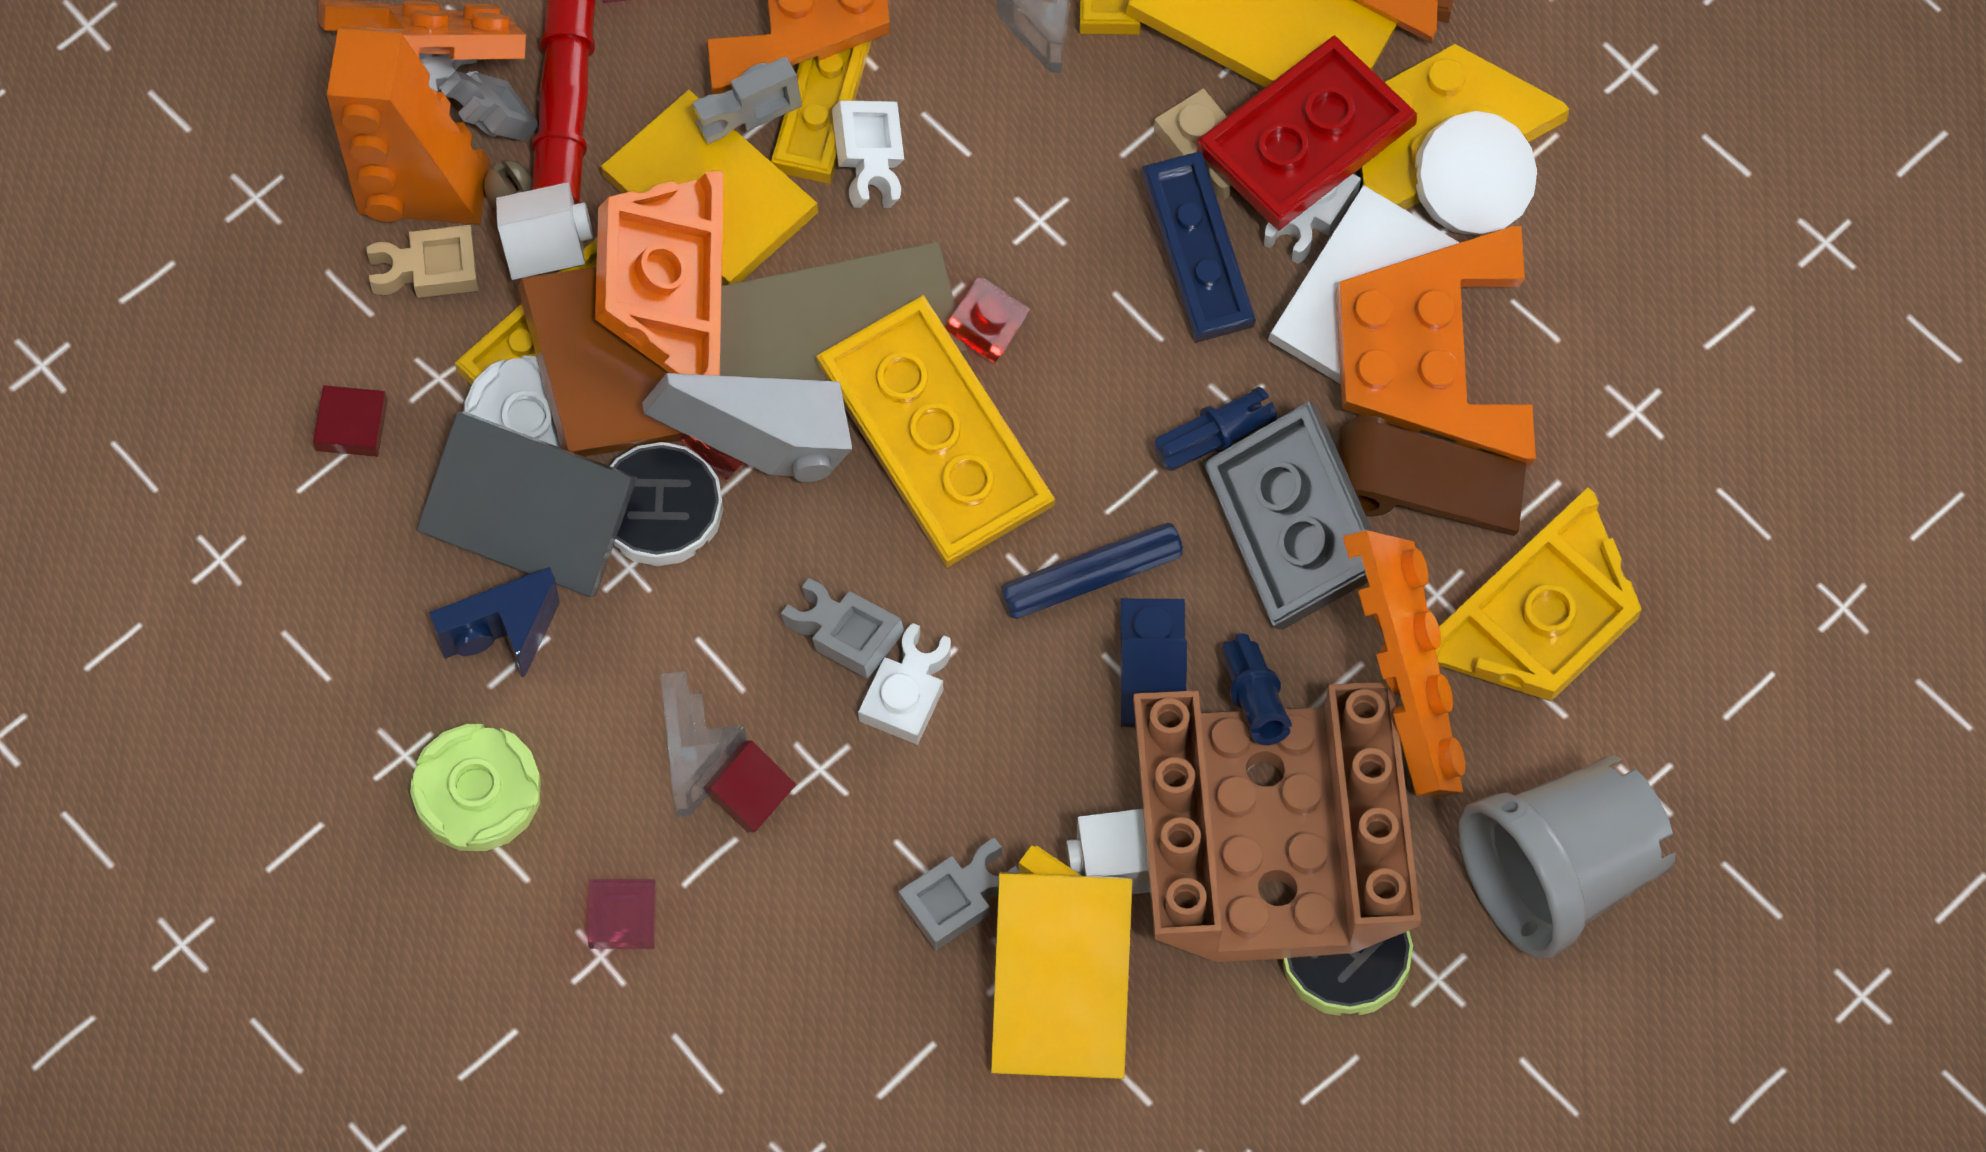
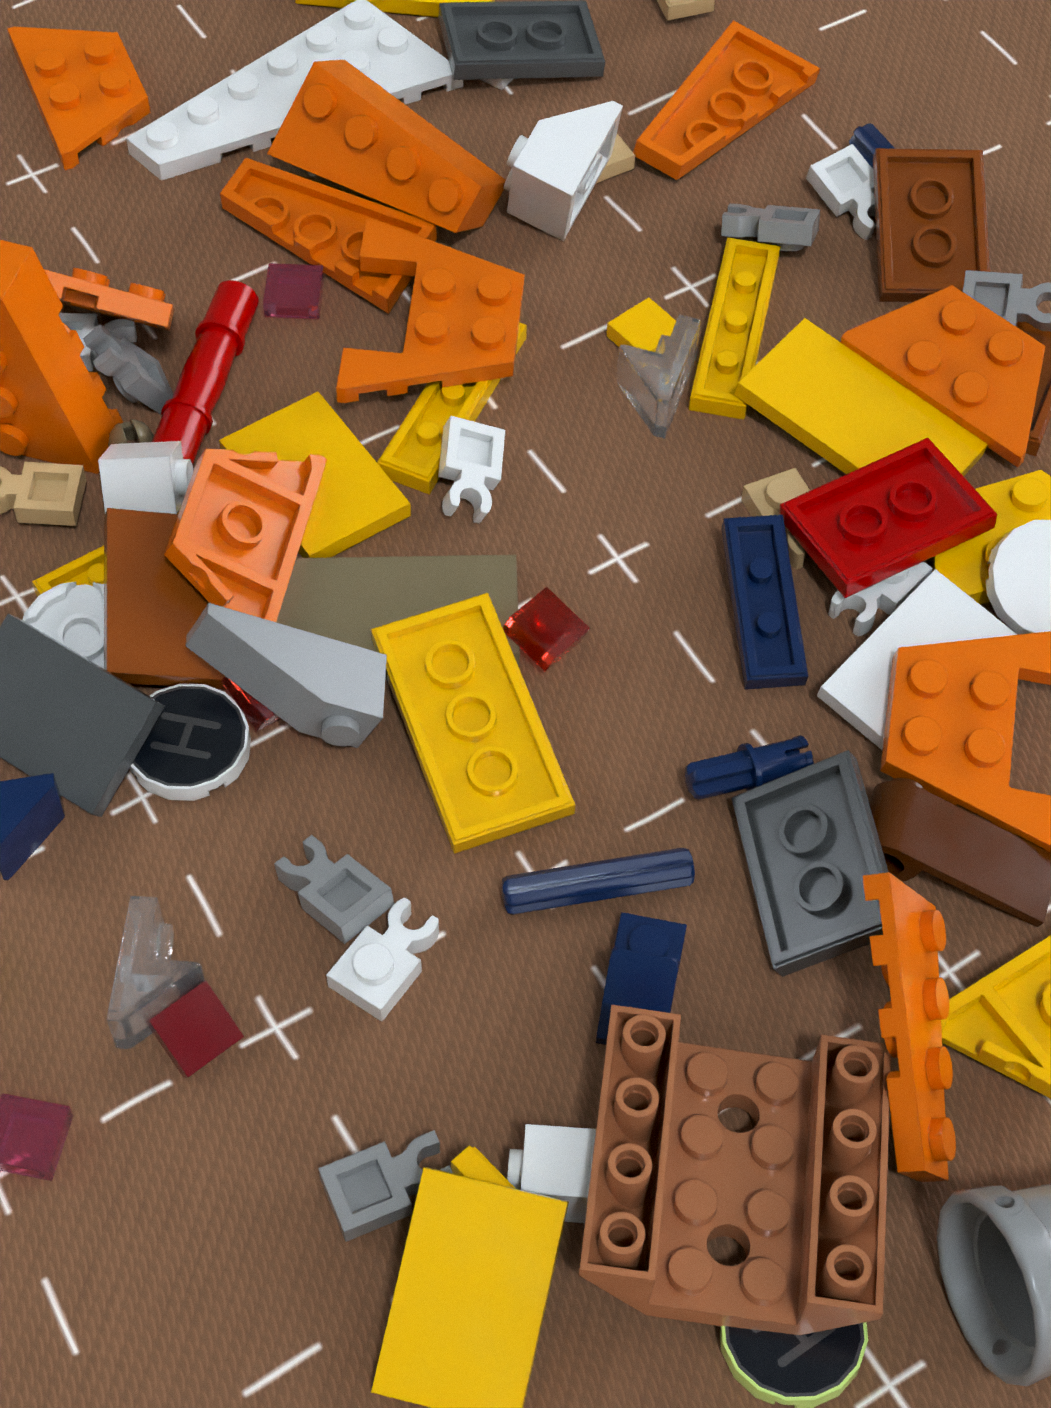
camera: 10 degrees right, 10 degrees down
(755, 98) = (373, 402): light grey plate -> none
(1256, 690) = (743, 1030): dark blue axle -> none

